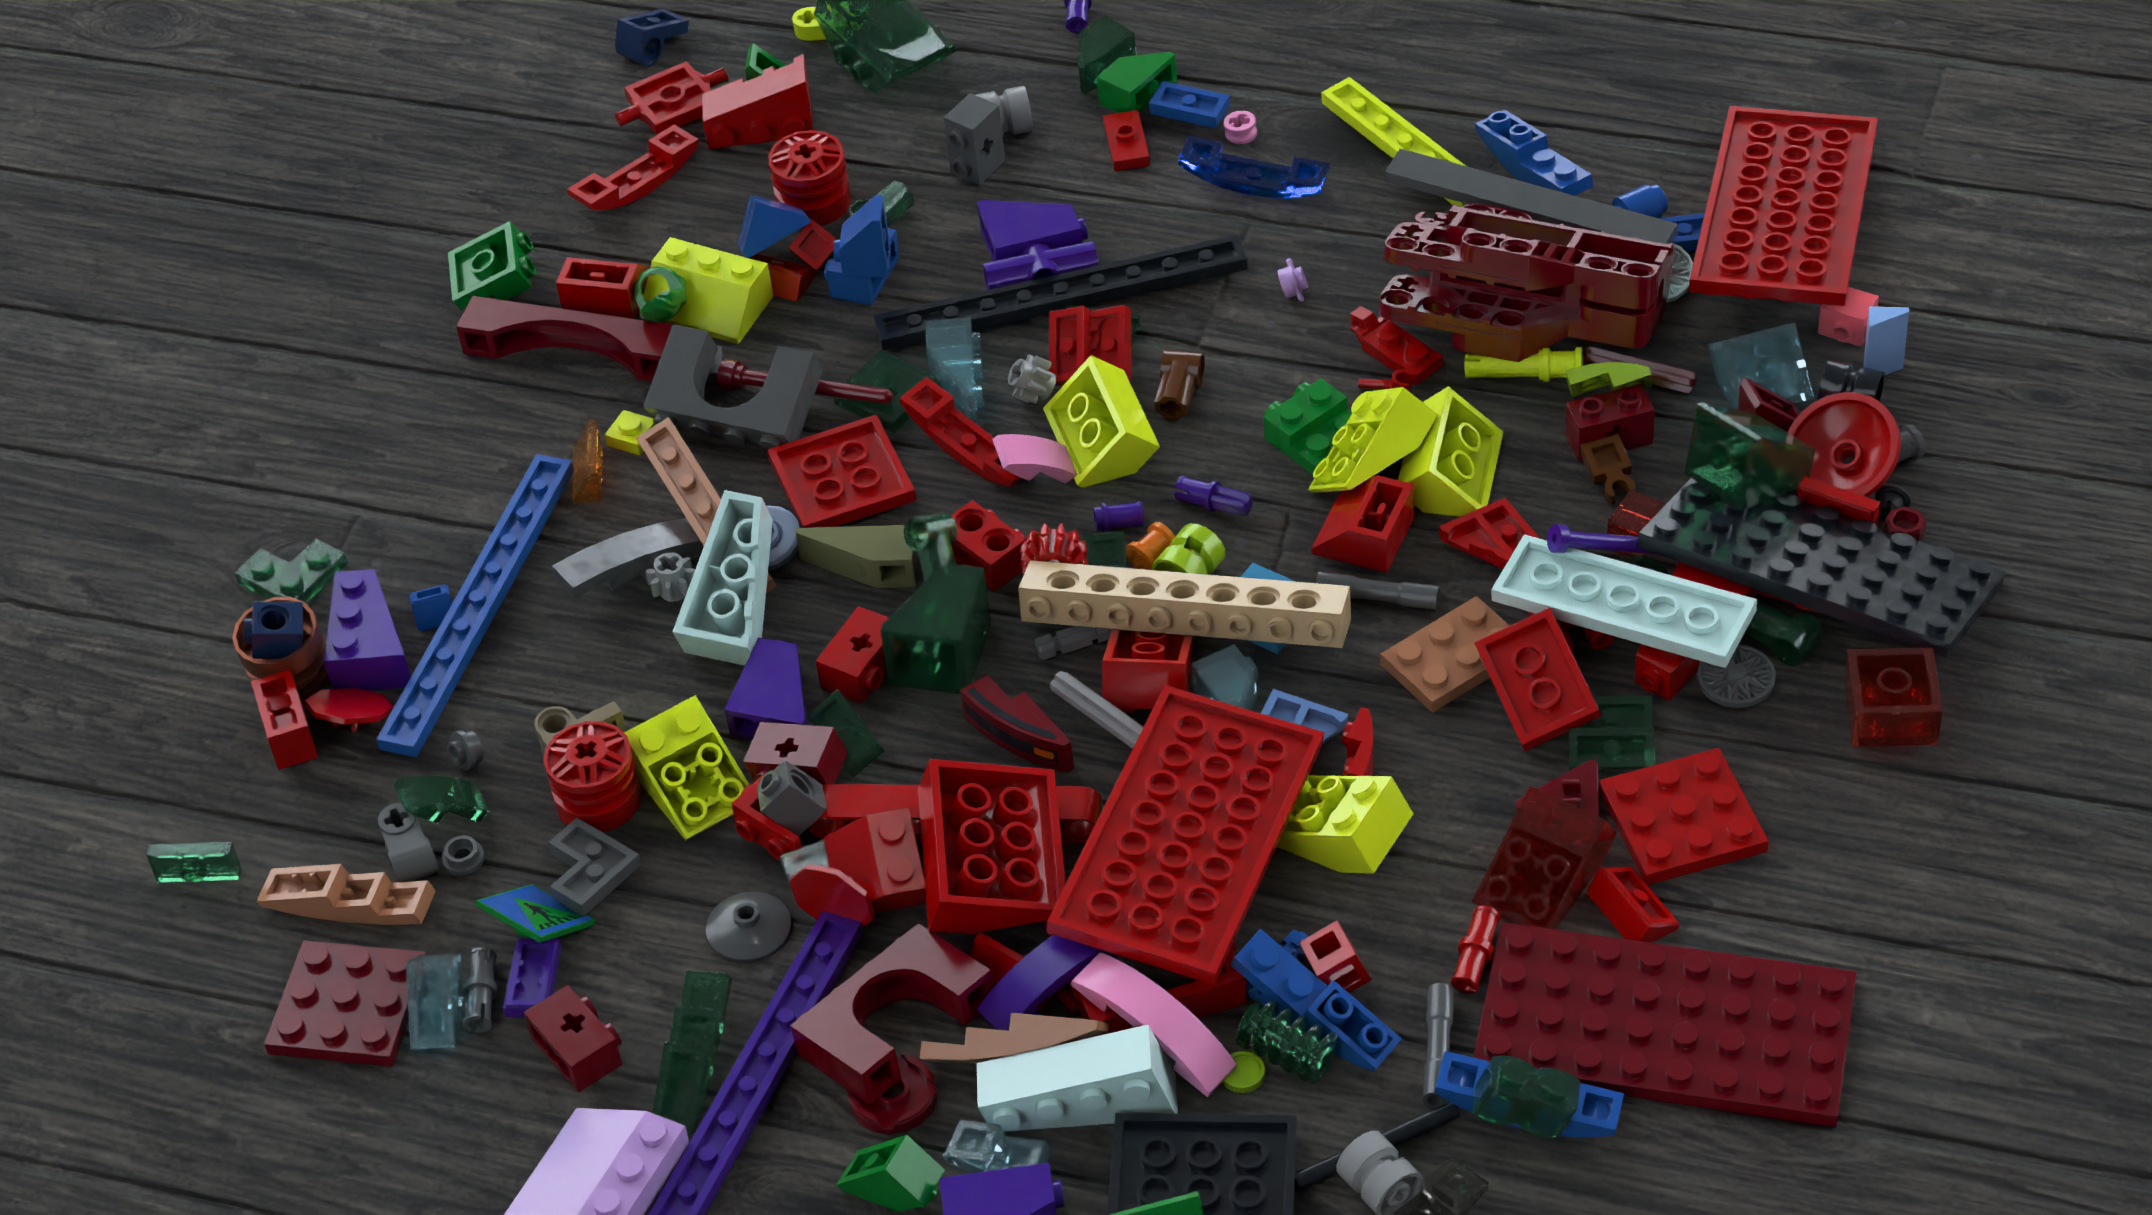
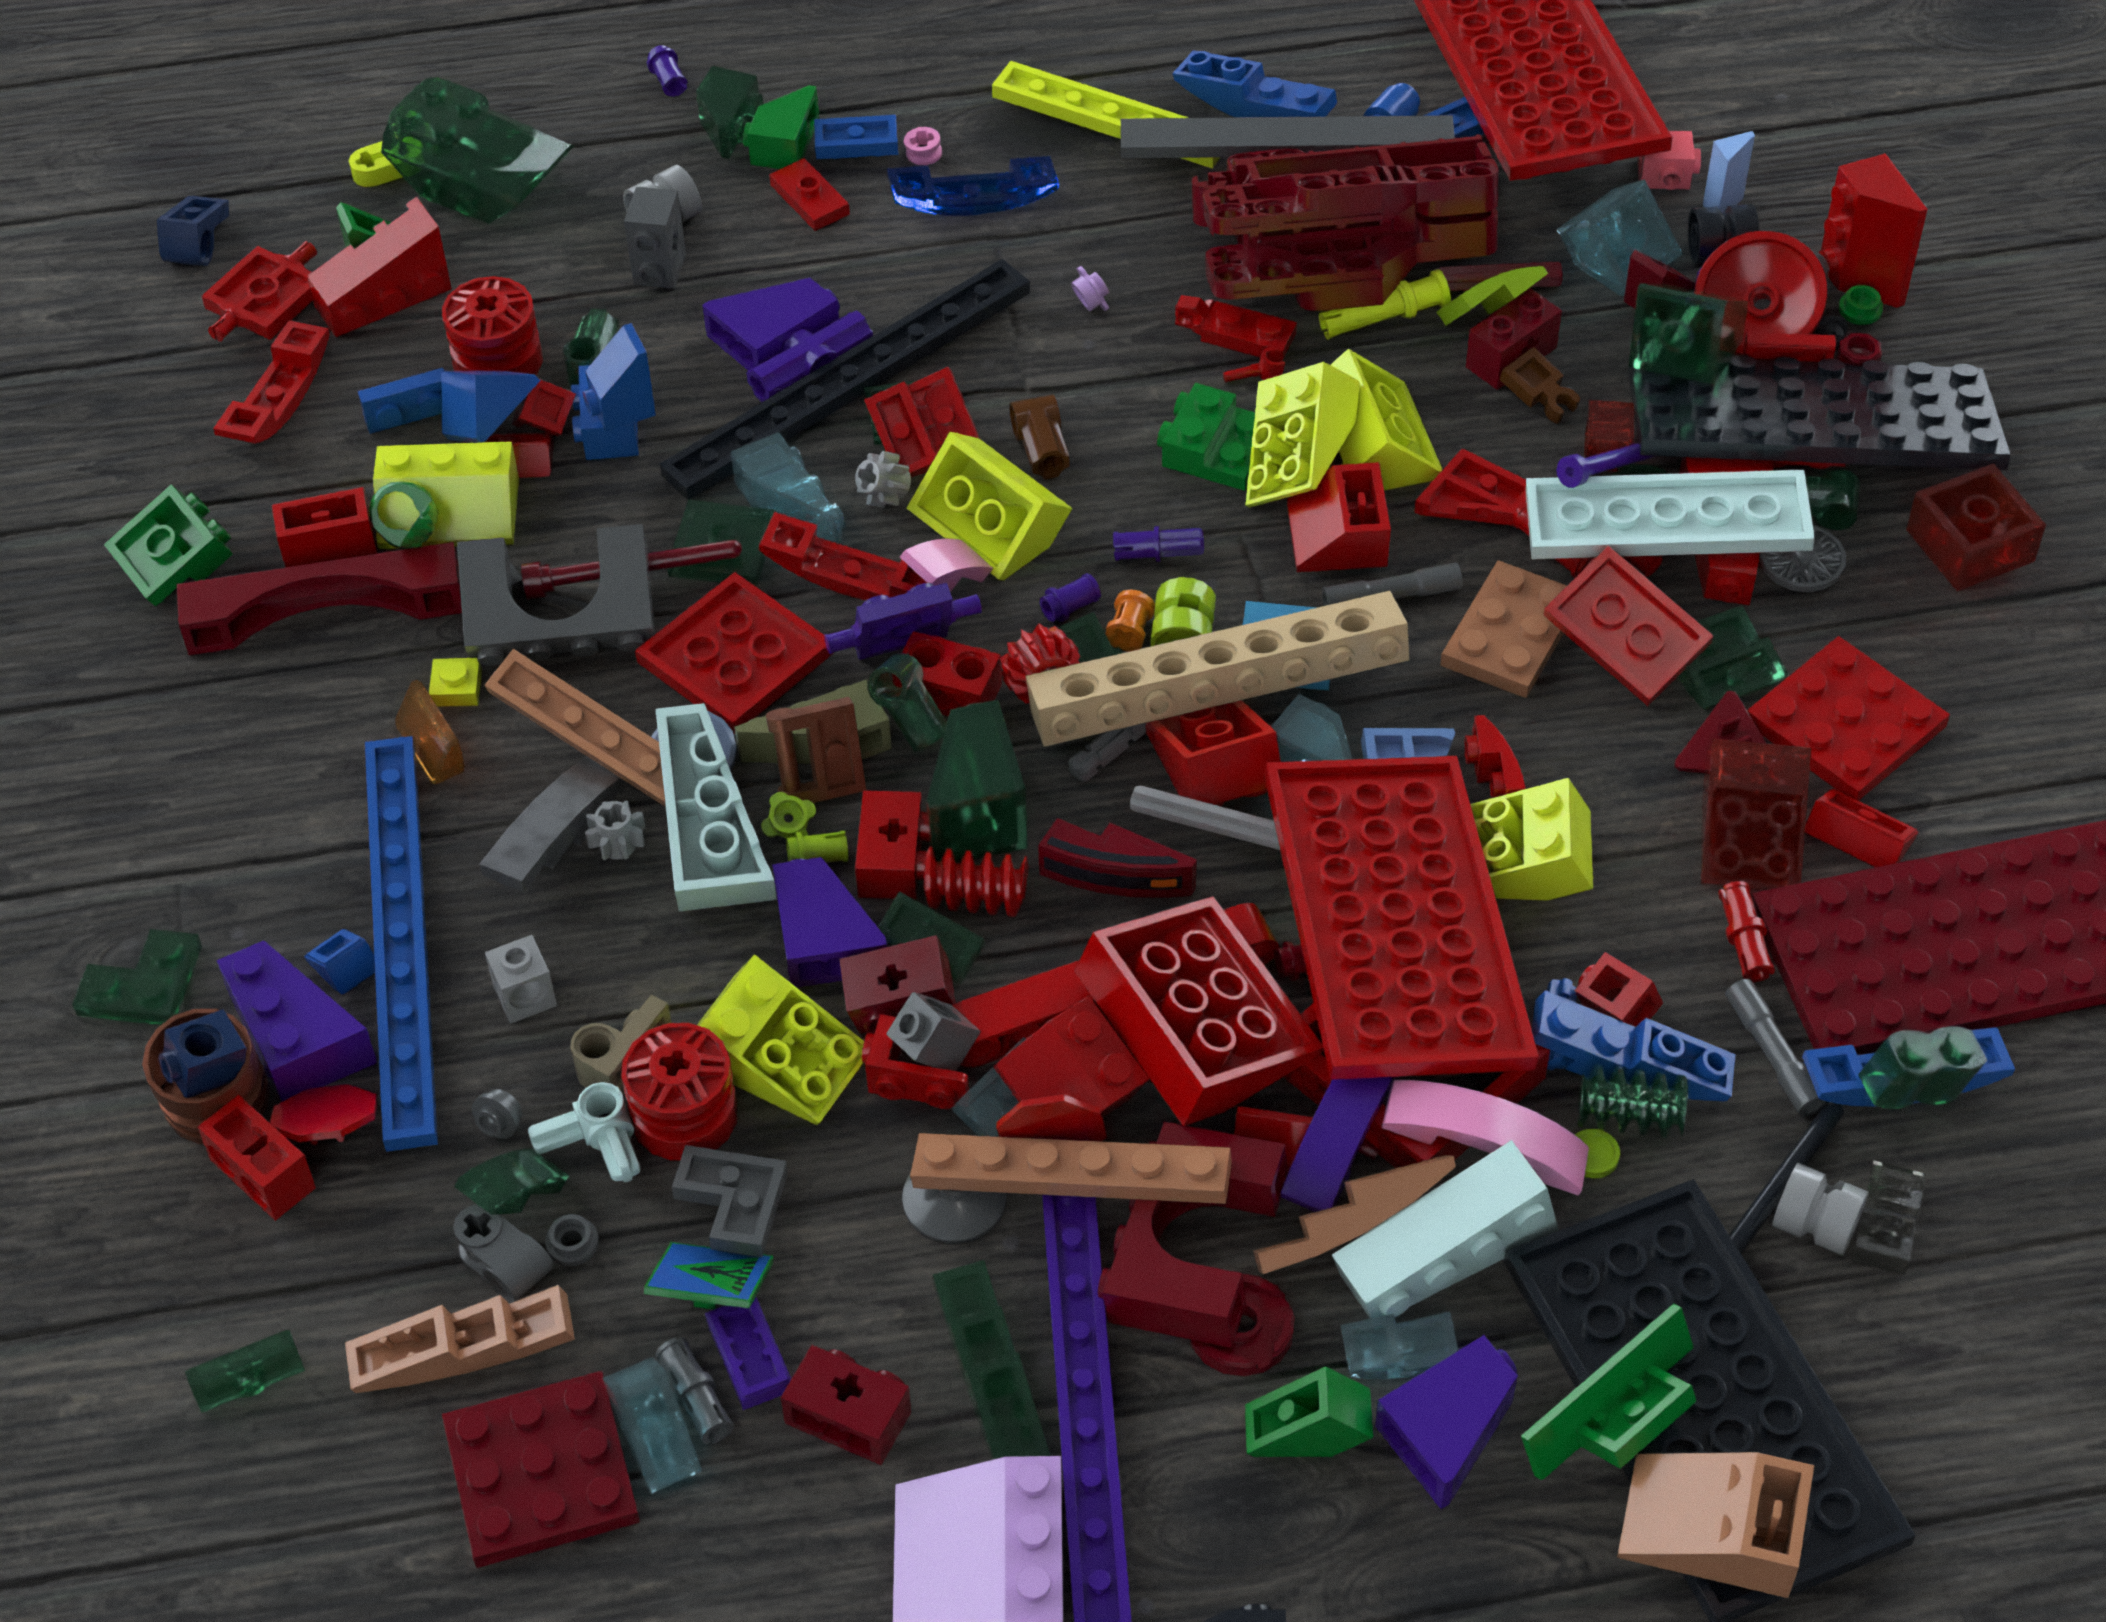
camera: 30 degrees left, 5 degrees up
(526, 779) = (607, 1134): none -> light aqua axle
(537, 660) = (521, 979): none -> light grey brick
(715, 209) = (402, 401): none -> blue plate
(790, 611) = (784, 805): none -> lime plate
(807, 639) = (829, 846): none -> lime pin
(829, 931) = (1072, 1168): none -> nougat plate
(855, 566) = (831, 745): none -> copper plate
(902, 704) = (975, 882): none -> red piece
(953, 486) = (887, 622): none -> dark purple plate
(1936, 487) = (1861, 305): none -> green plate
(1961, 421) = (1873, 229): none -> red slope

